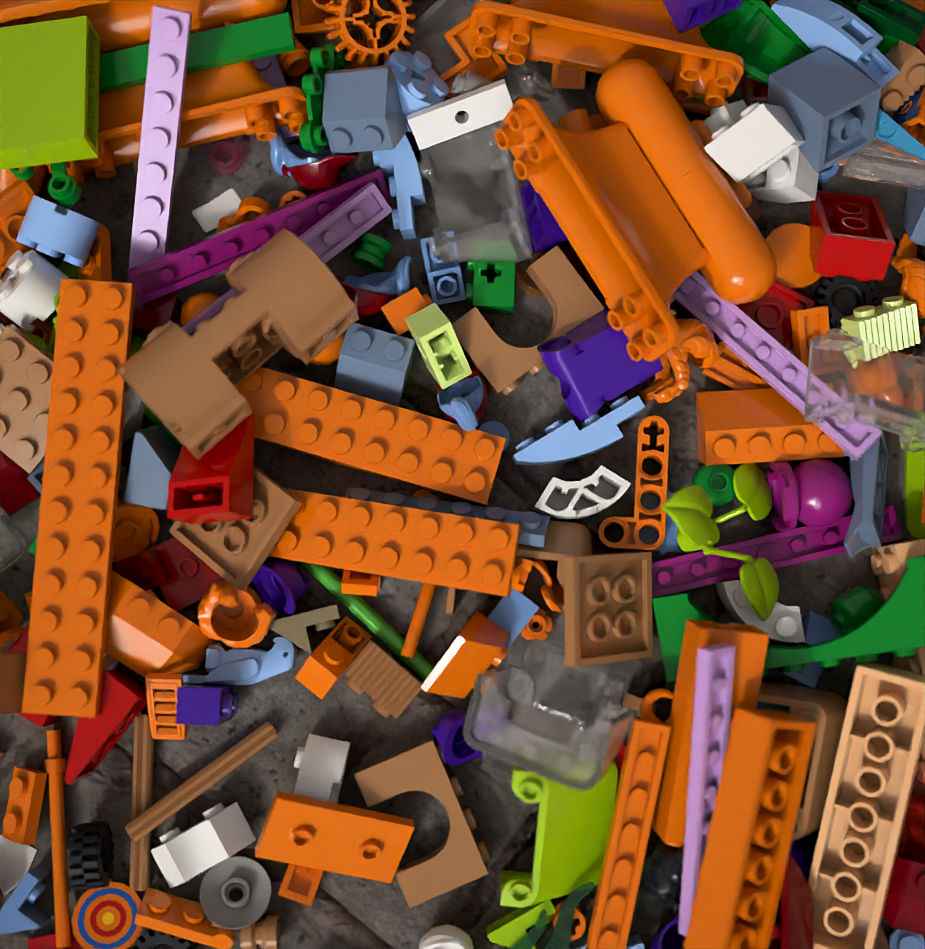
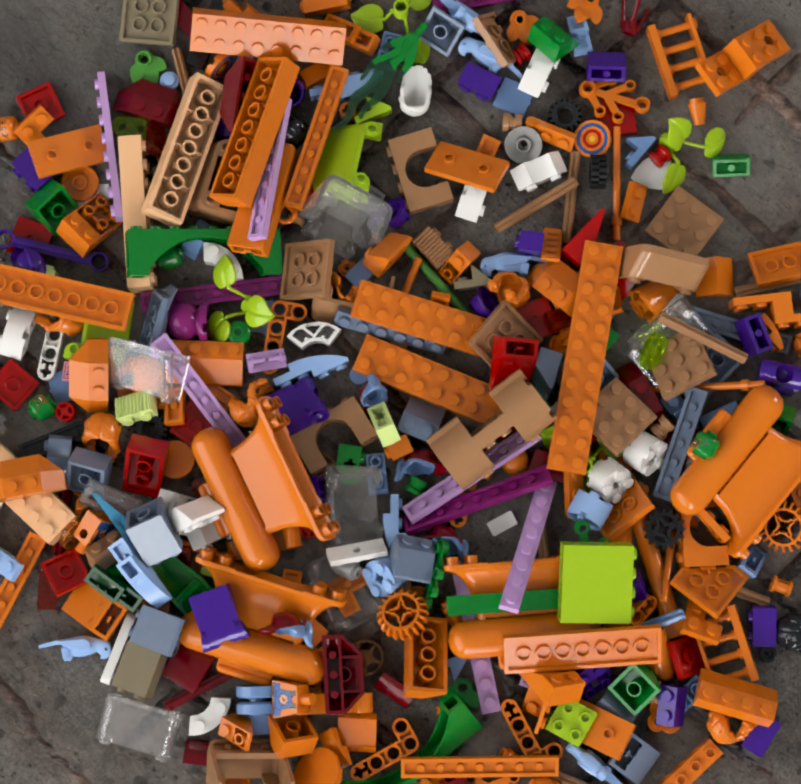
camera: 175 degrees left, 0 degrees up
(221, 149) = (499, 548): clear pink plate -> none
(247, 209) = (484, 516): orange plate -> none
(662, 435) = (266, 360): none -> lavender hinge

